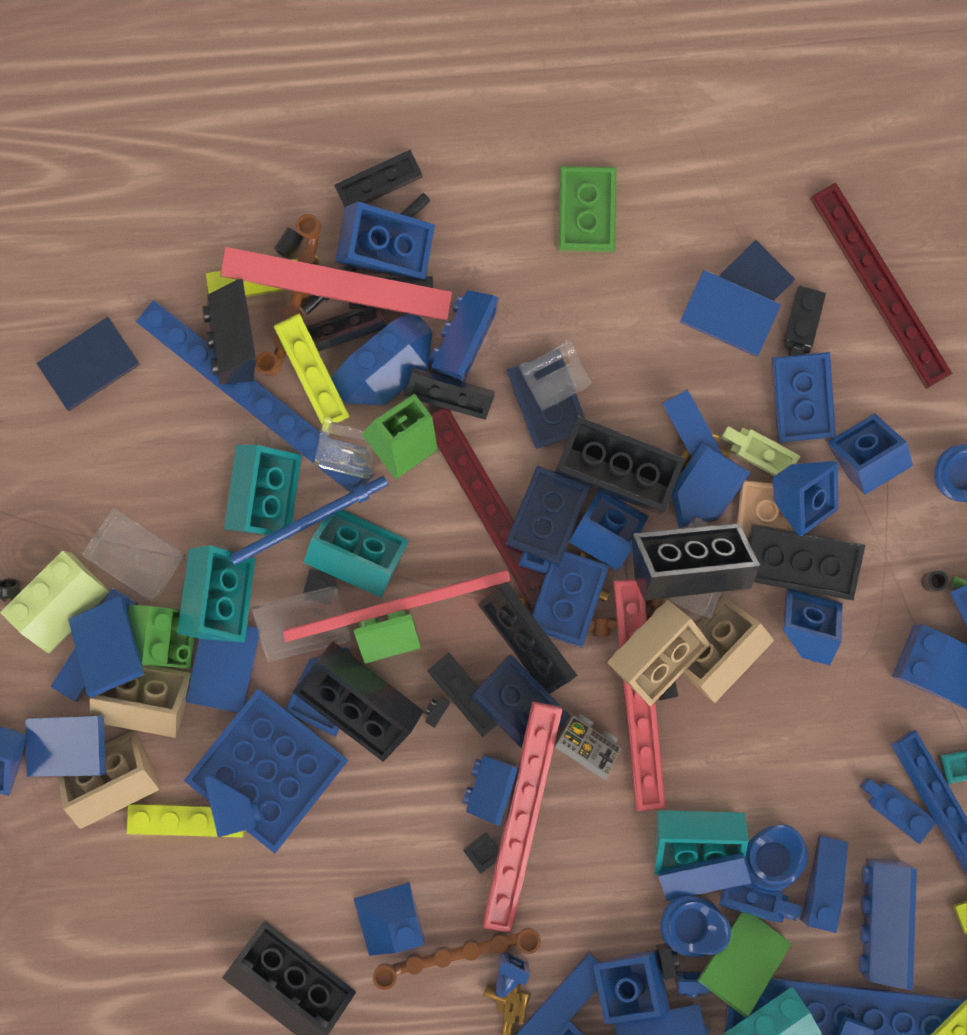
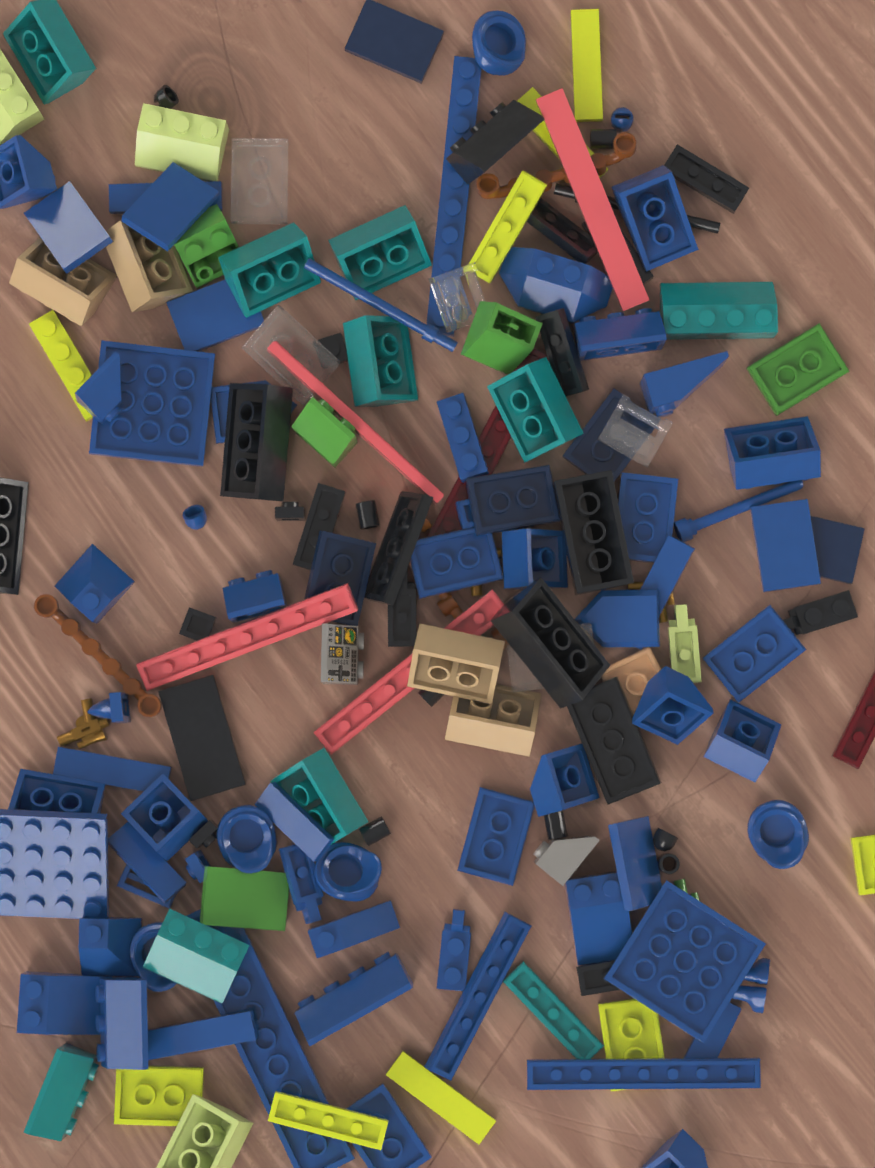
camera: 65 degrees right, 0 degrees up
(149, 277) = (498, 43): none -> blue piece
(216, 216) = (586, 65): none -> neon yellow tile
(286, 219) = (622, 124): none -> blue hinge
(387, 795) = (195, 517): none -> blue hinge
(466, 523) = (462, 437): none -> blue plate
(480, 645) = (367, 514): none -> black hinge
(483, 447) = (535, 409): none -> teal slope
(496, 239) = (719, 310): none -> teal slope
(538, 322) = (671, 386): none -> blue slope
(581, 910) = (202, 738): none -> black tile
(590, 673) = (402, 616): none -> black hinge
(630, 409) = (646, 513): none -> blue plate
(645, 273) = (773, 453): none -> blue slope
(663, 386) = (687, 529): none -> blue piece
(754, 811) = (375, 831): none -> black hinge
(821, 711) = (496, 836): none -> blue tile
(846, 656) = (555, 825): none -> black hinge
(878, 664) = (564, 856): none -> light grey slope
(912, 572) = (663, 840): none -> black hinge
(920, 608) = (635, 862): none -> blue tile

